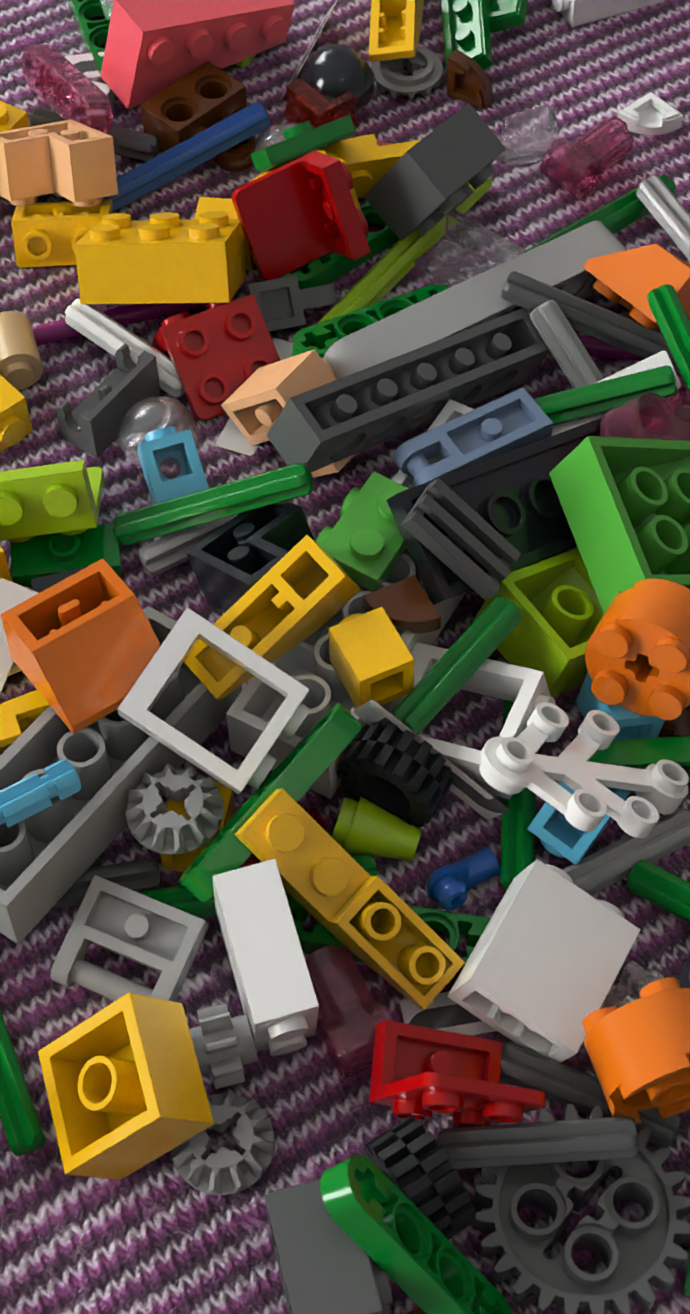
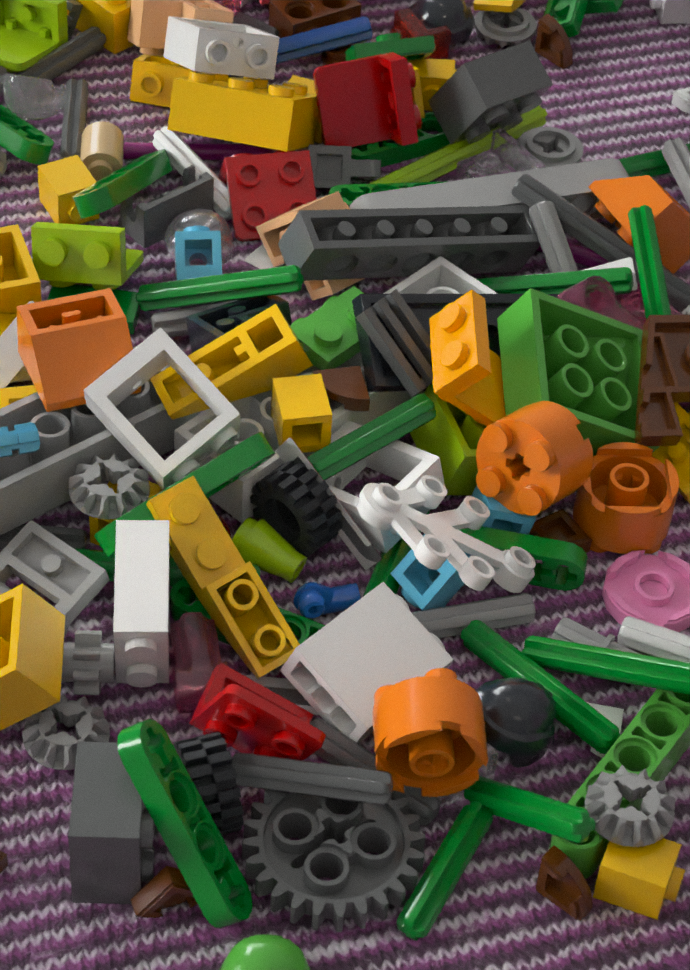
camera: 10 degrees right, 10 degrees down
(52, 390) = (122, 183): none -> green beam
(123, 191) = (222, 49): none -> white window
(474, 437) = (478, 274): sand blue plate -> none
(528, 136) = (586, 93): clear hair -> none
(528, 212) = (544, 139): none -> light grey gear
(540, 544) = (462, 363): none -> light orange bracket
(580, 163) = (625, 122): clear pink piece -> none

